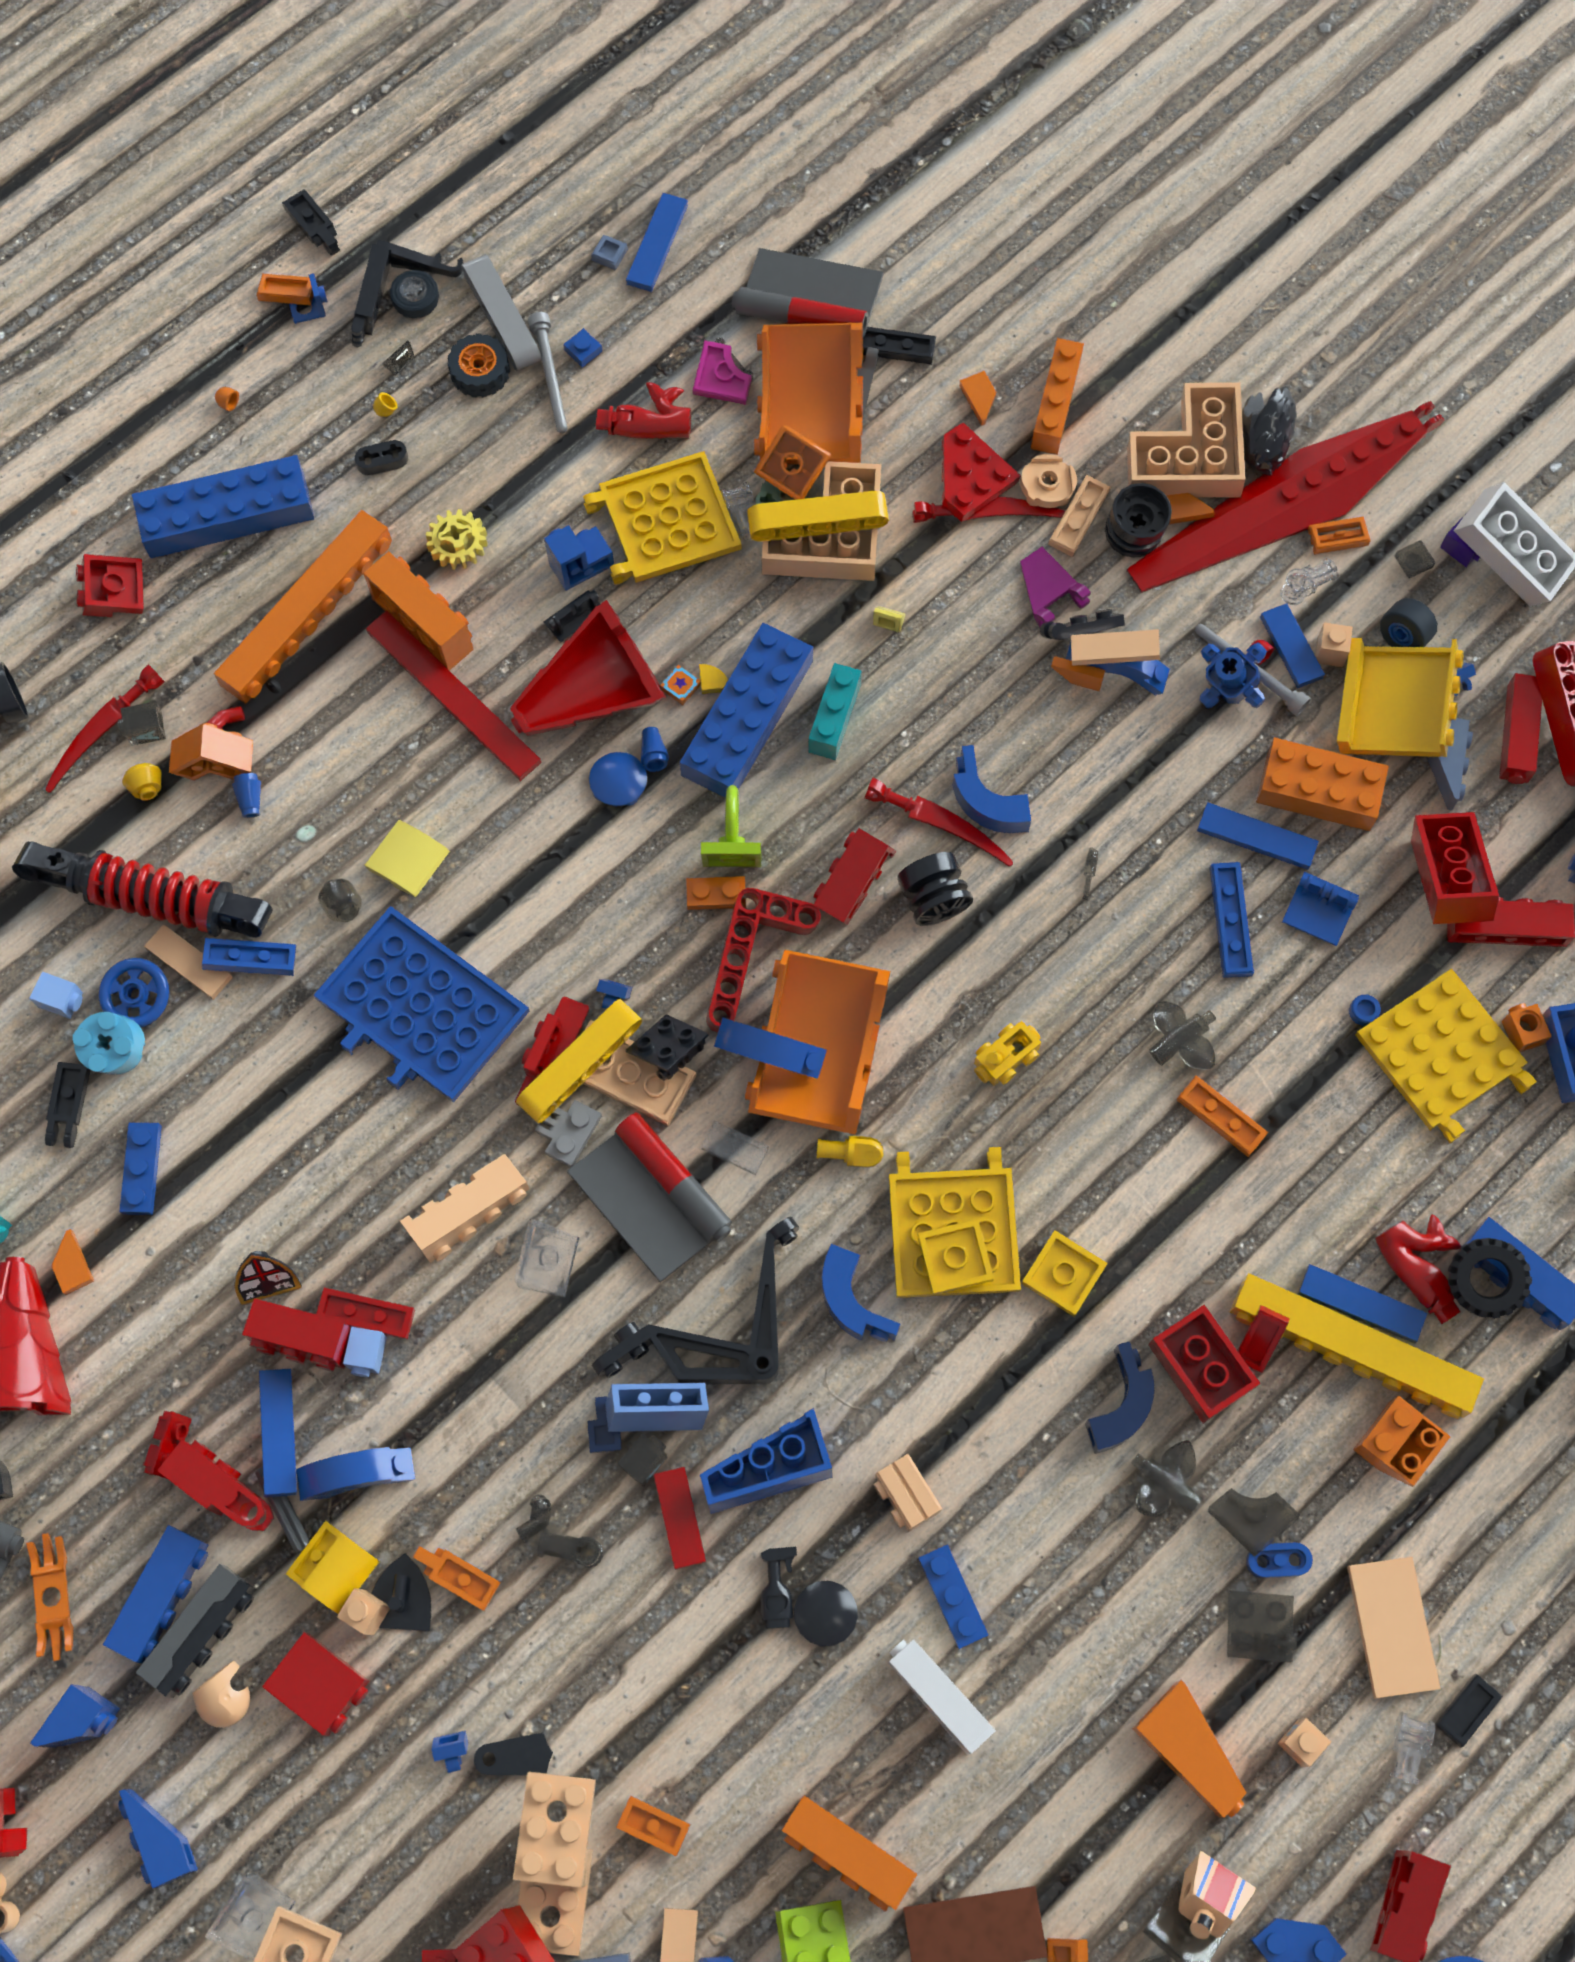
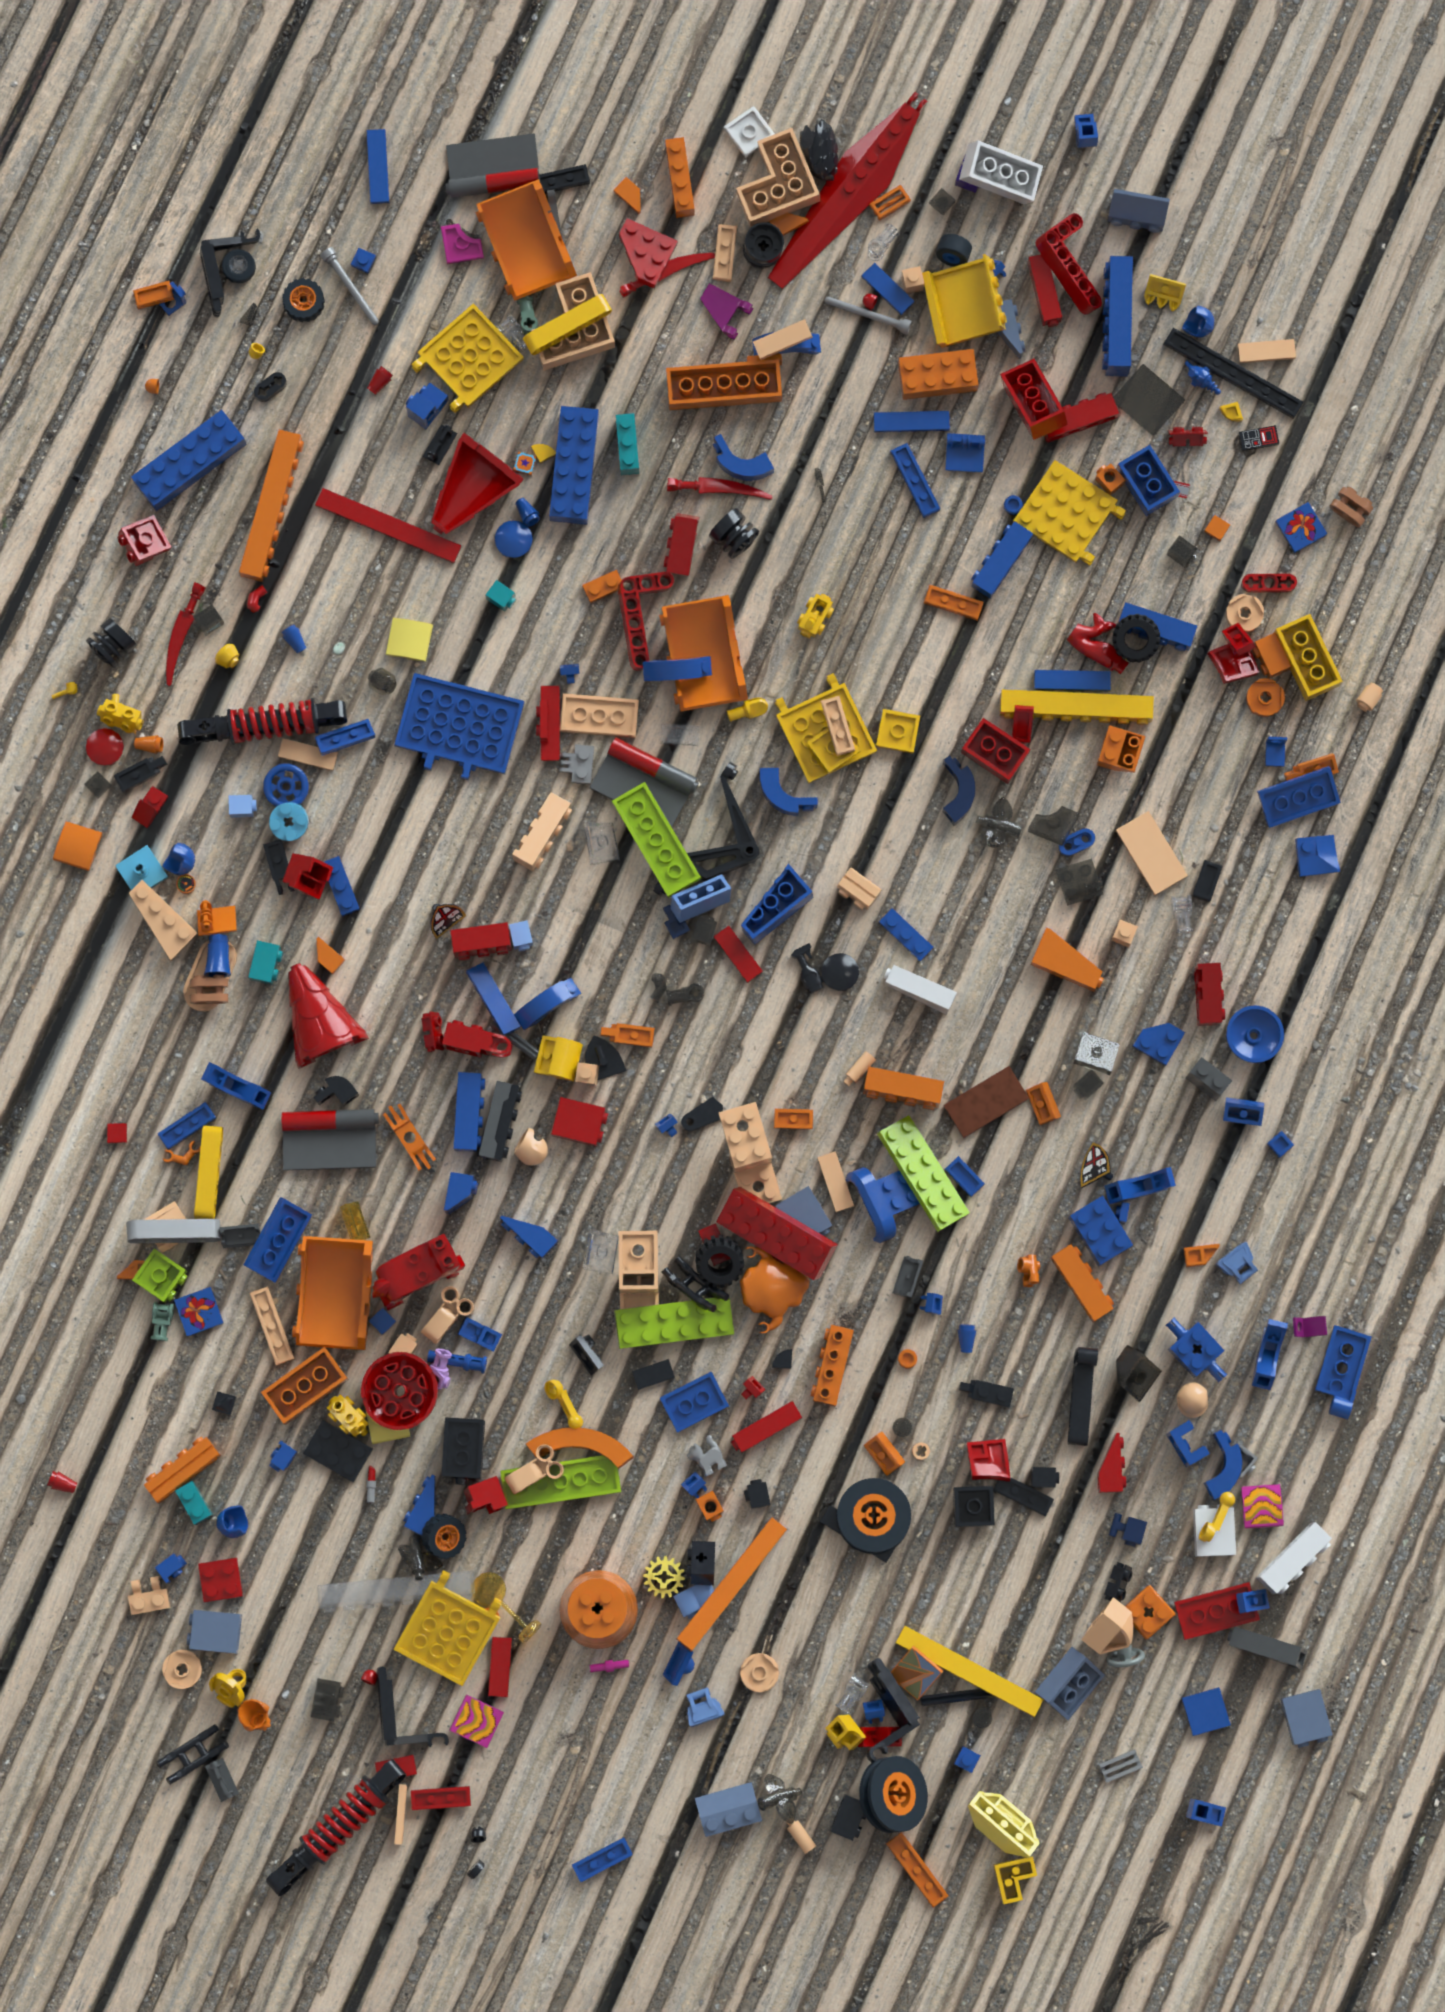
camera: 25 degrees left, 10 degrees up
(93, 1132) = (307, 875): none -> red plate
(210, 751) = (261, 622): orange brick -> none
(312, 221) = (147, 240): black hinge -> none
(367, 1313) = (512, 913): red plate -> none
(419, 609) = (346, 480): orange brick -> none
(470, 538) = (339, 429): light yellow gear -> none
(501, 312) = (301, 257): light grey beam -> none
(531, 502) = (379, 380): none -> red cone
(563, 848) = (501, 596): none -> teal brick
(579, 1061) = (569, 720): yellow beam -> none
(609, 252) = (350, 185): sand blue tile -> none
(628, 1290) = (656, 839): none -> lime plate
(644, 424) = (425, 299): red piece -> none
(669, 1045) = (616, 690): black hinge -> none
(731, 849) = (603, 556): lime tile -> none
(790, 444) = (543, 304): orange brick -> none
(792, 1786) = (859, 1068): none -> light nougat cylinder
(888, 618) = (634, 368): light yellow slope -> none
(974, 1227) = (837, 726): none -> light nougat tile
(1006, 682) = (724, 384): none -> orange brick
(1045, 495) = (694, 248): light nougat plate -> none
(1081, 624) = (756, 328): black plate -> none
(1170, 371) = (747, 130): none -> white tile
(1182, 1036) = (913, 564): clear smoke plant -> none
(1212, 1896) = (1103, 1031): light nougat torso -> none
(1234, 686) = (866, 320): blue piece -> none
(1319, 1081) = (1002, 559): none -> blue brick

